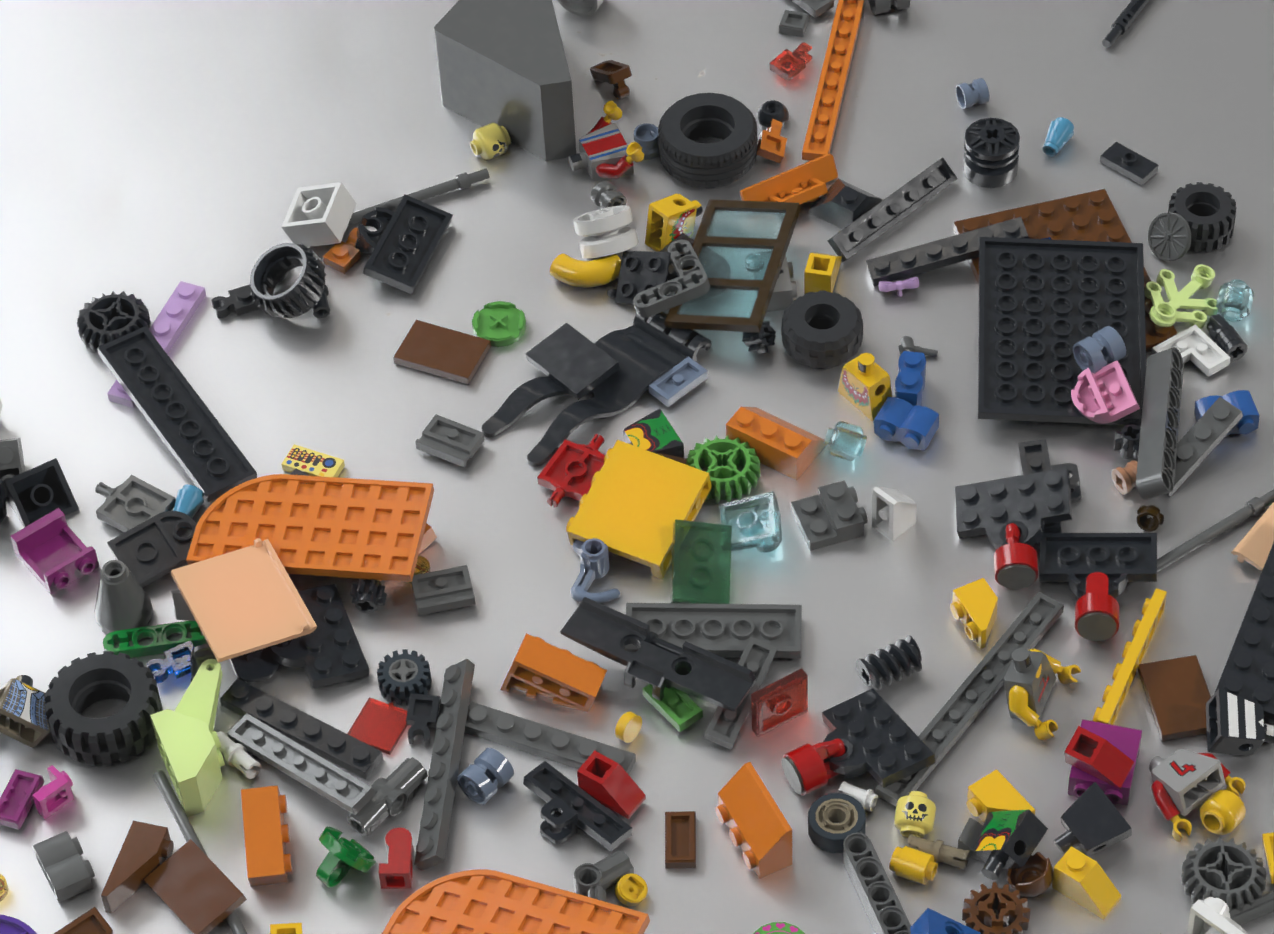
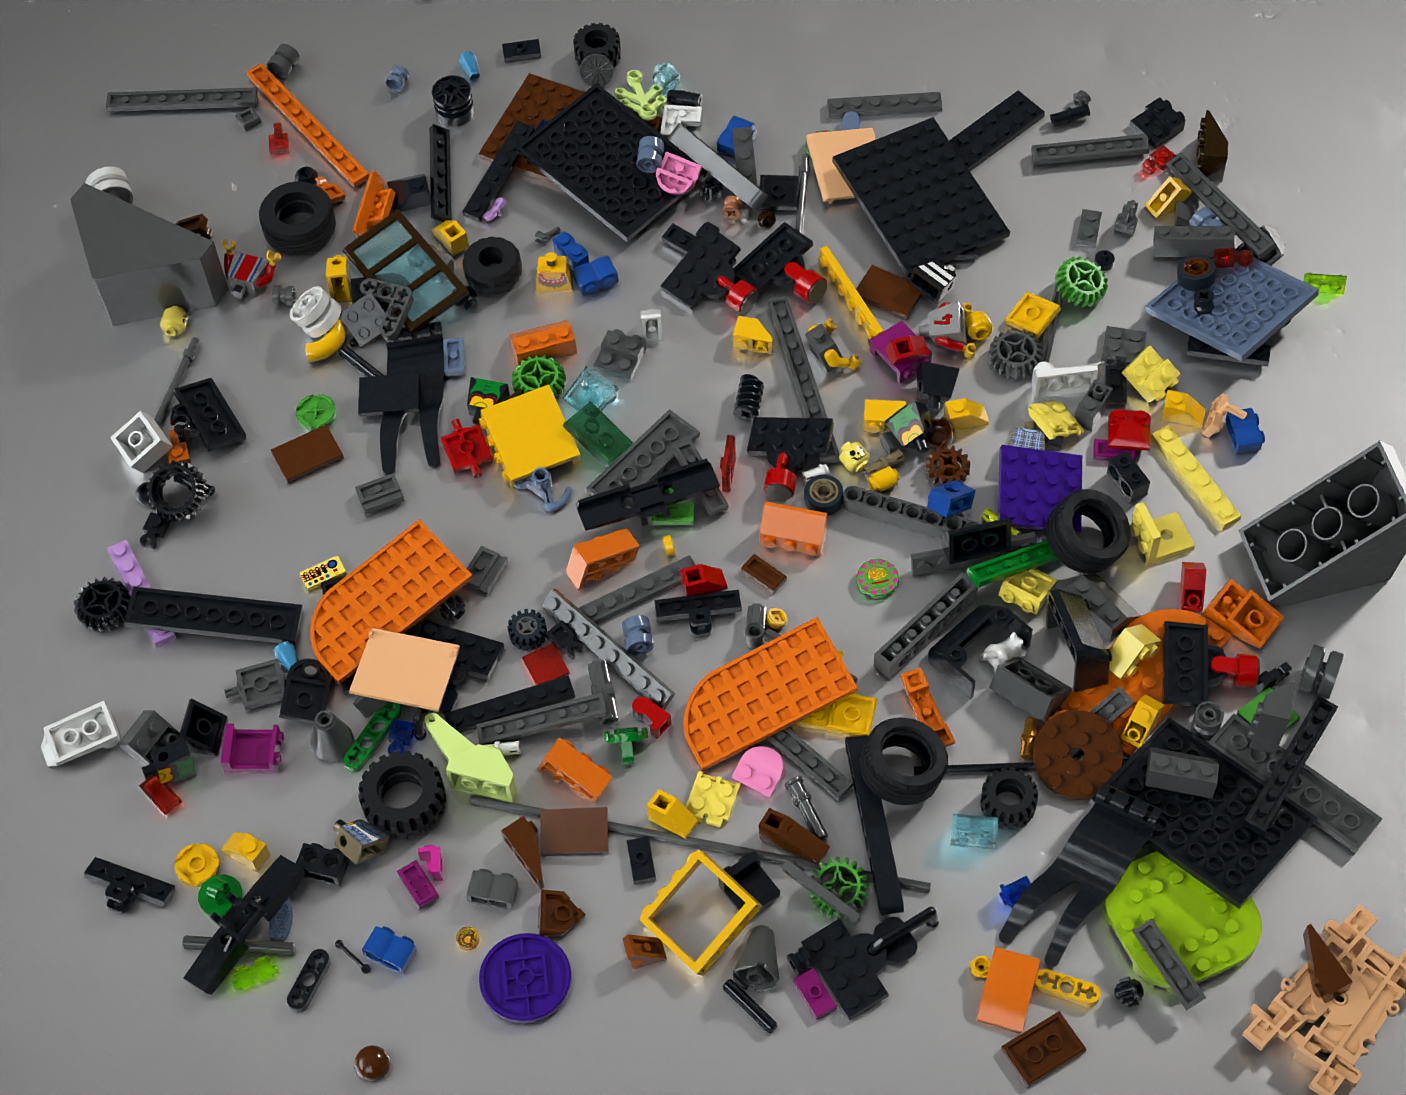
camera: 50 degrees left, 10 degrees up
(592, 313) = (358, 362): none -> black axle
(647, 137) = (260, 245): sand blue wheel -> none
(845, 441) = (579, 310): clear light blue head -> none
(1197, 504) = (781, 192): none -> black plate

